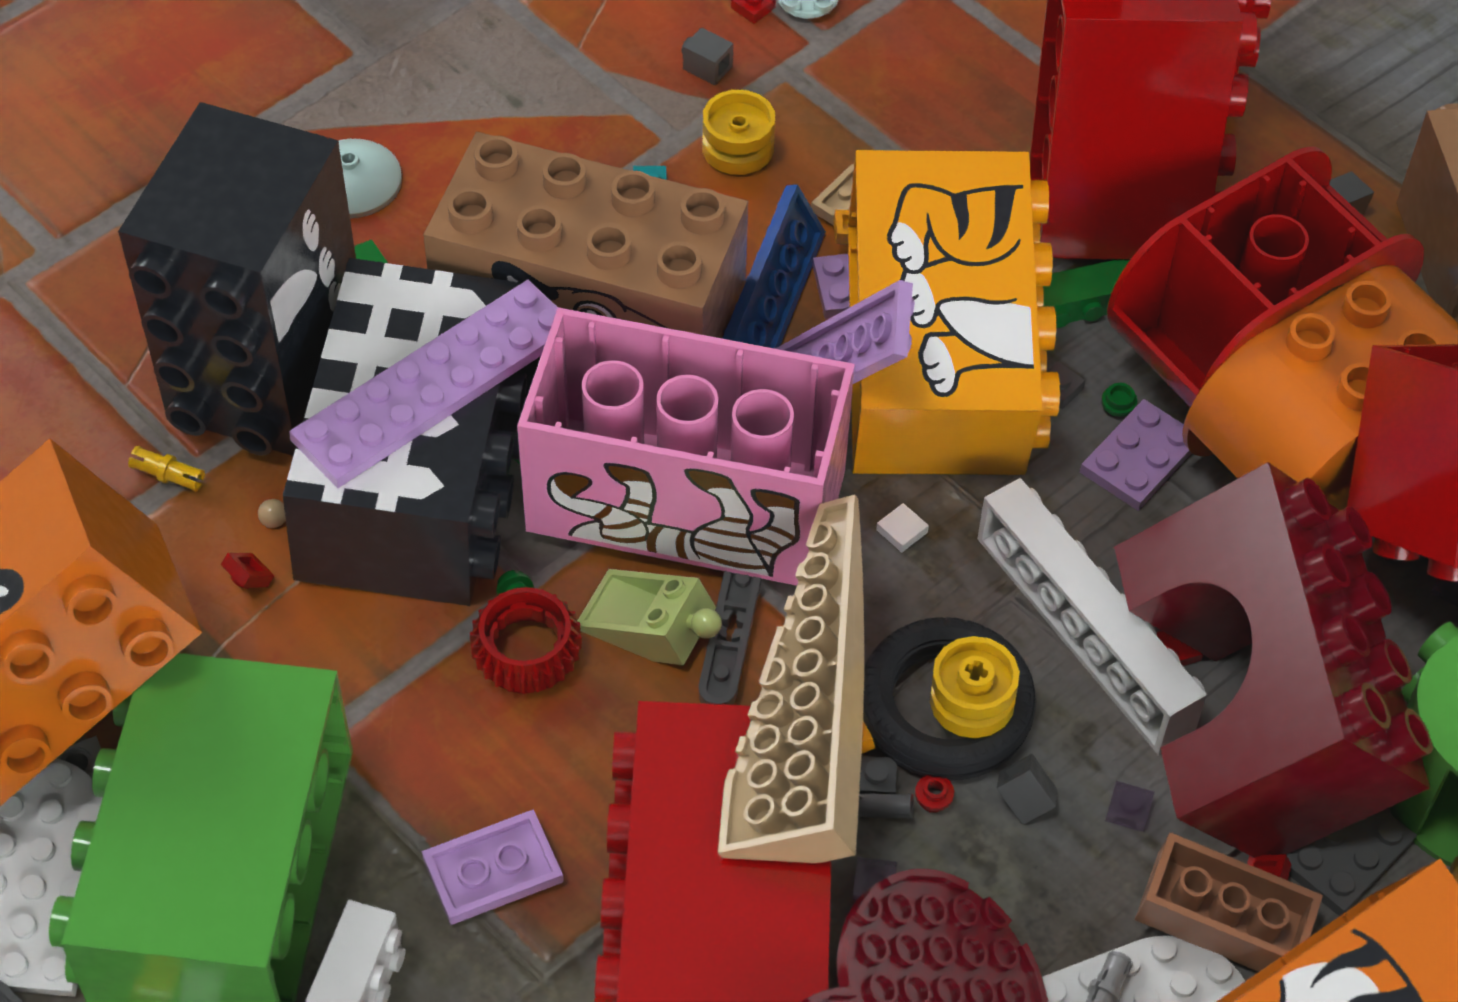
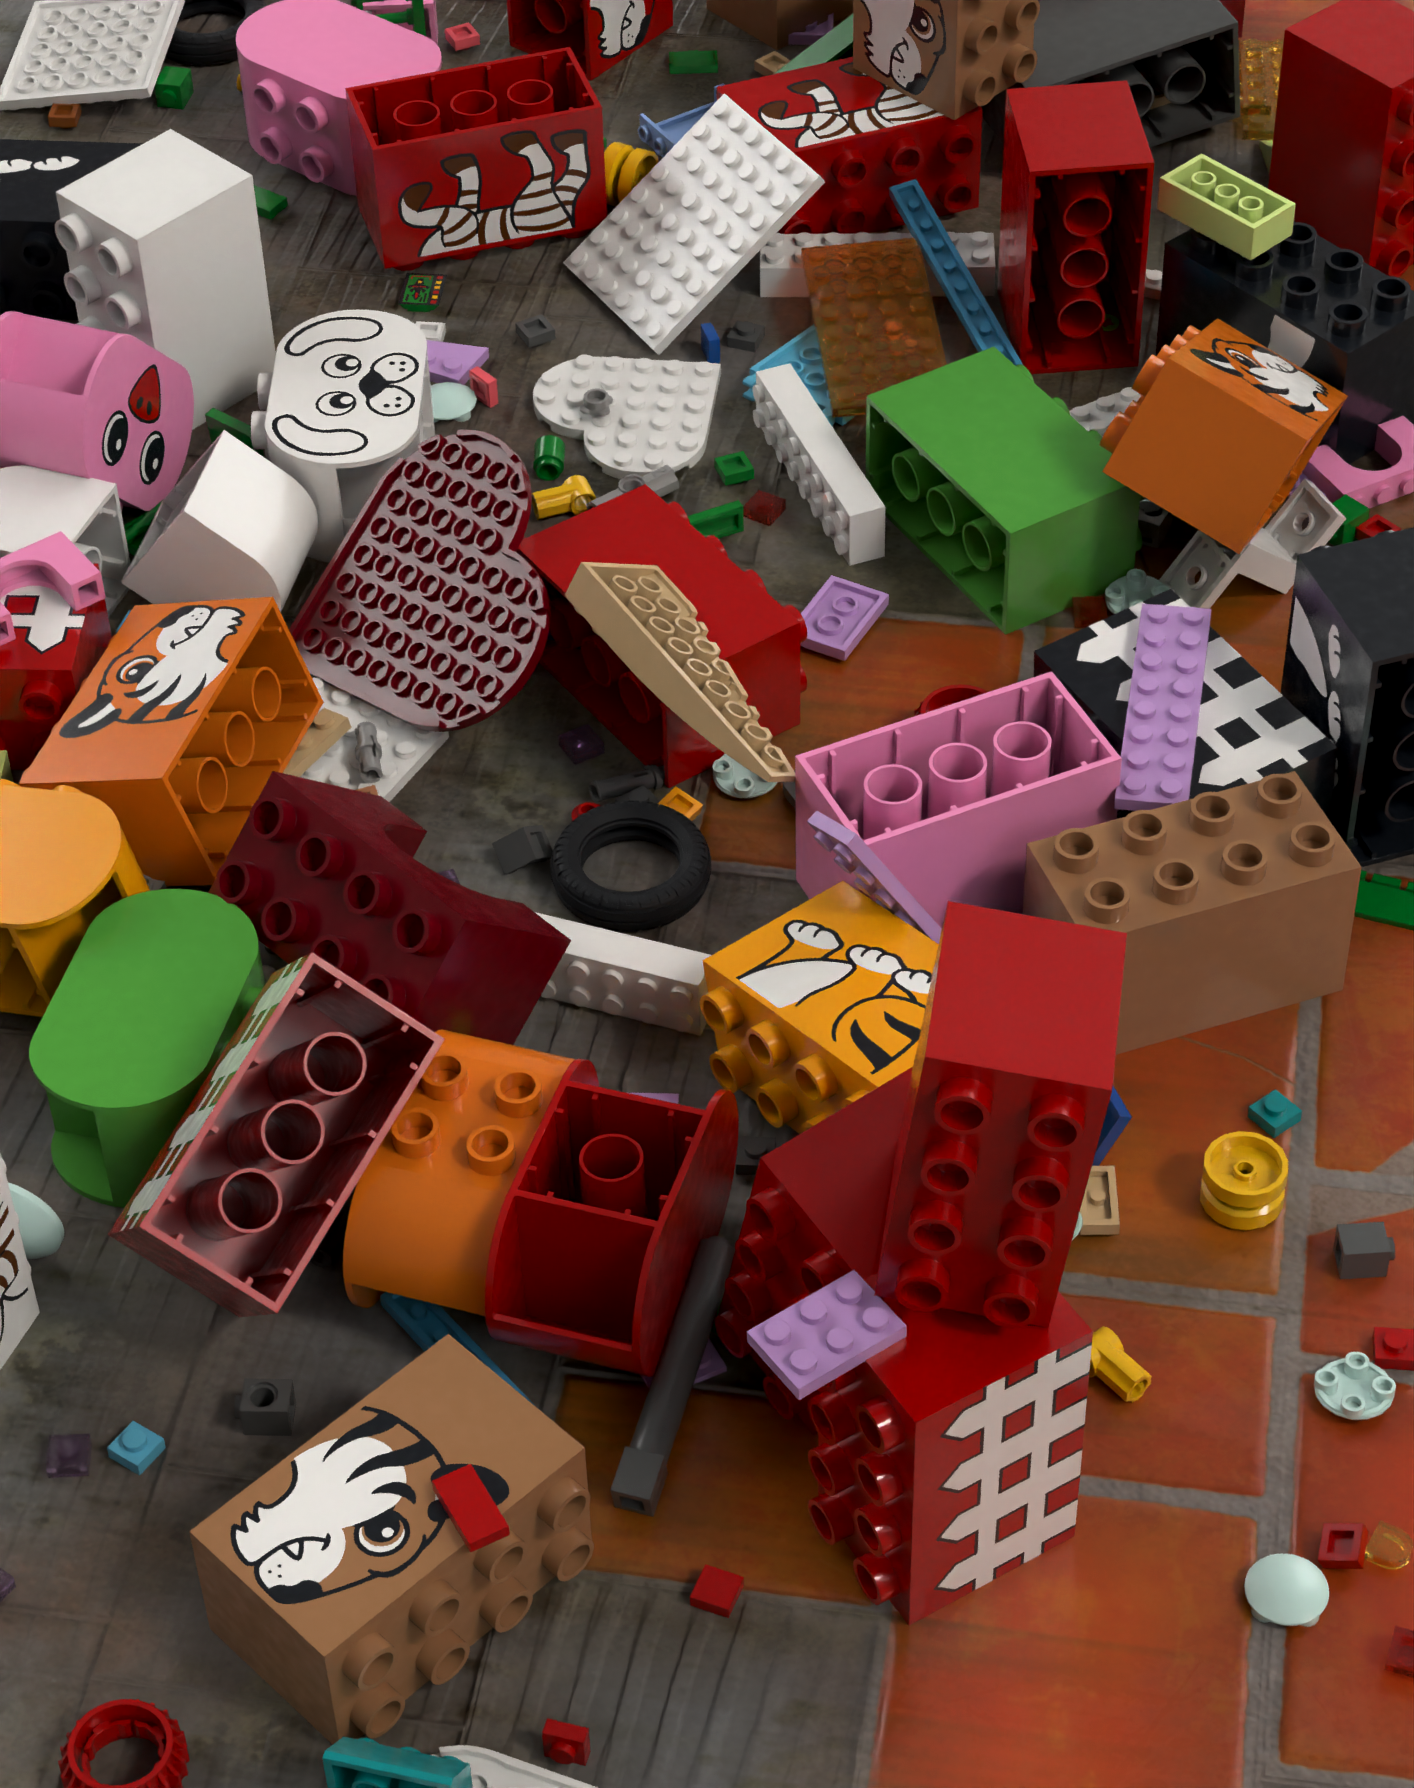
camera: 145 degrees right, 10 degrees down
(950, 95) = (1116, 1367): none -> yellow piece
(974, 687) = (603, 832): yellow wheel -> none
(1335, 122) = (716, 1591): none -> red tile

